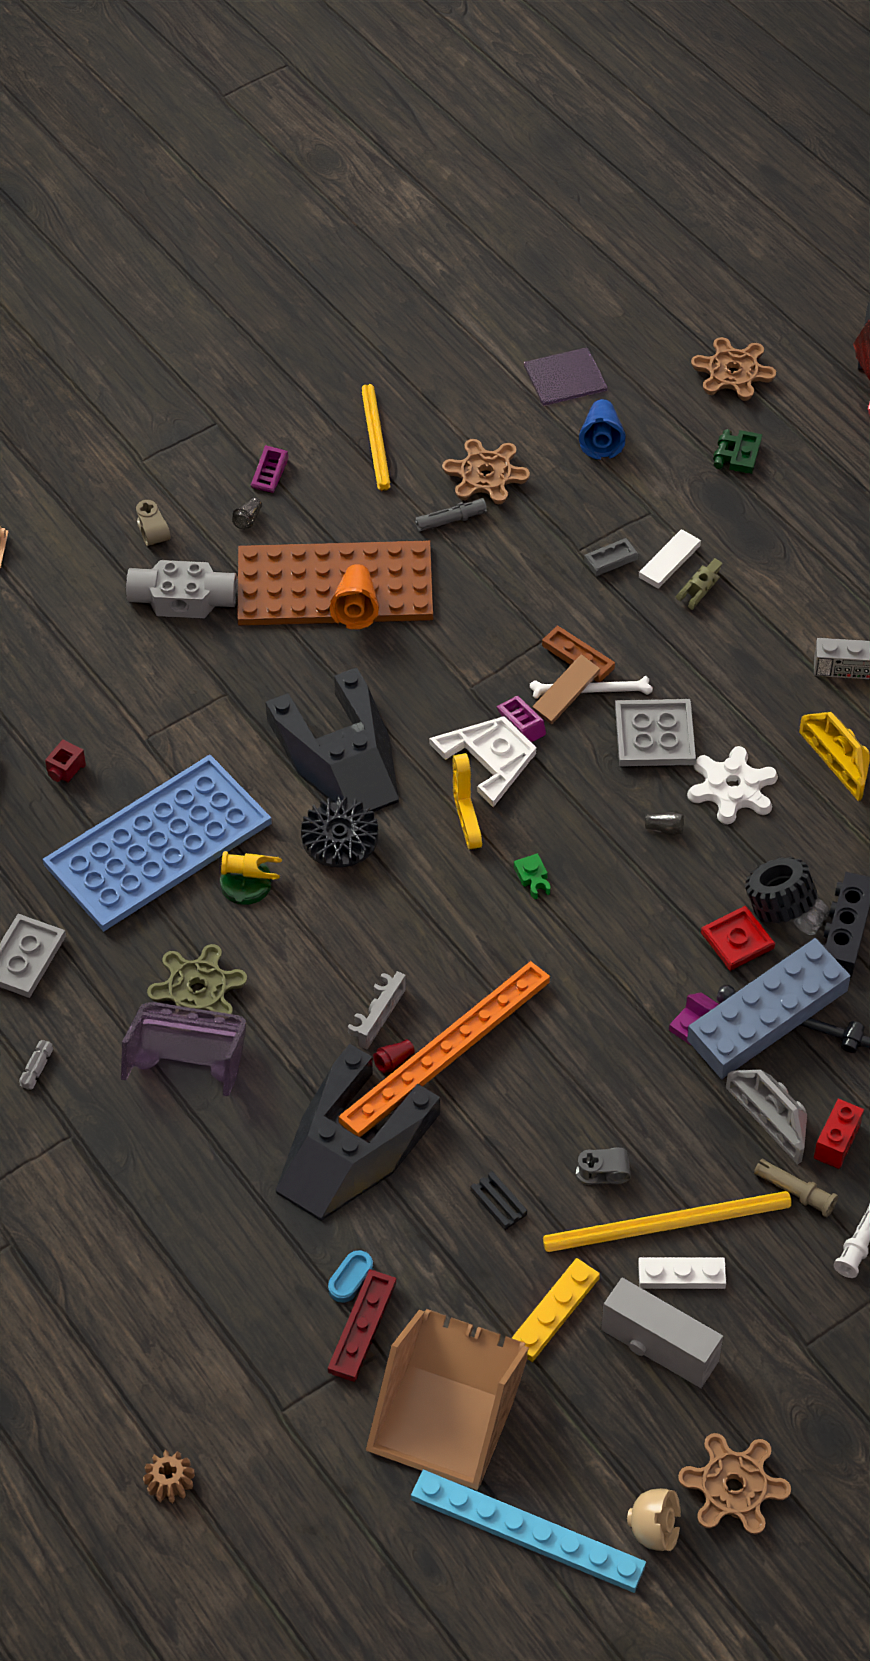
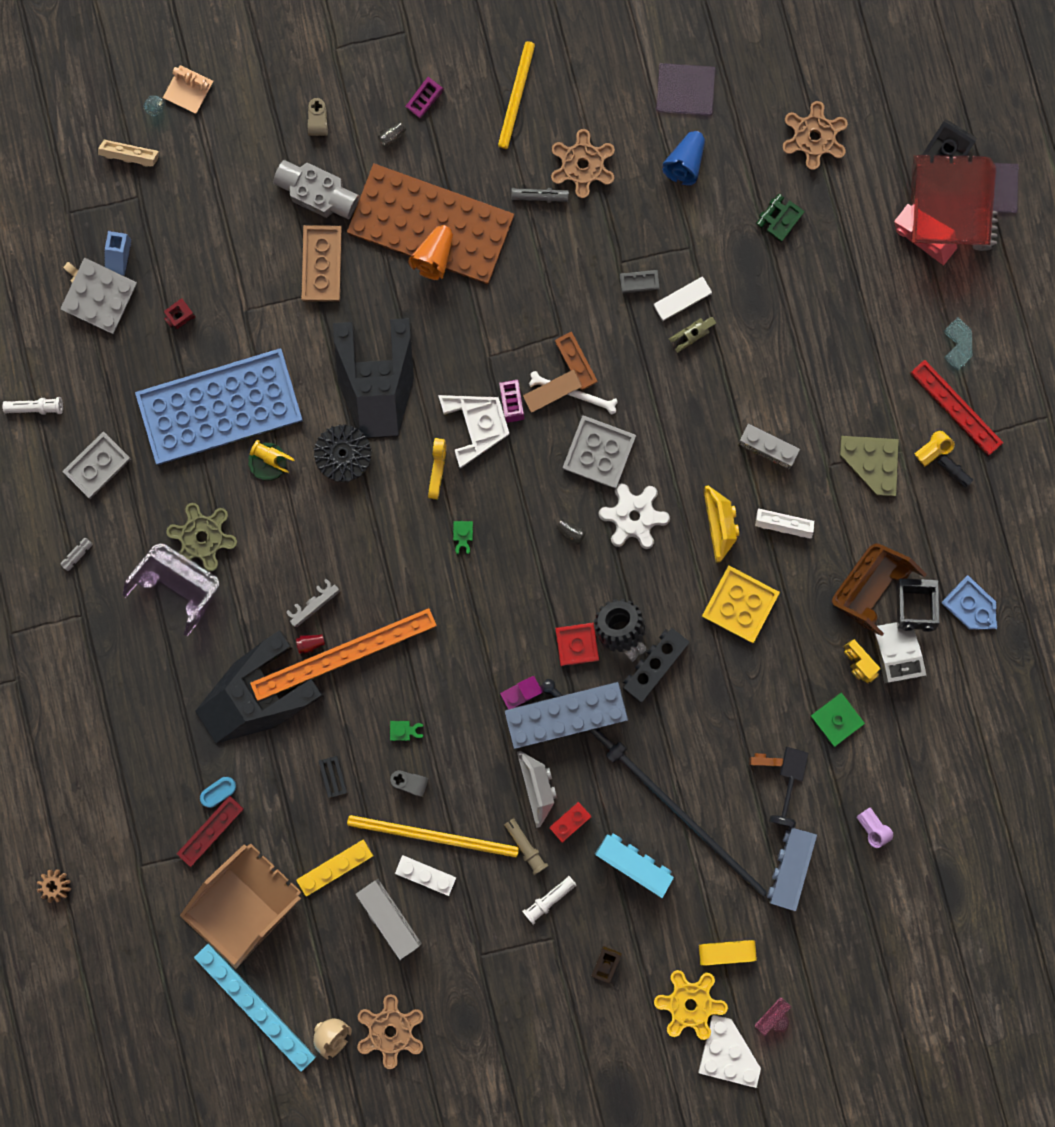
camera: 25 degrees right, 30 degrees up
(221, 658) = (321, 263): none -> medium nougat plate
(565, 1114) = (401, 730): none -> green plate

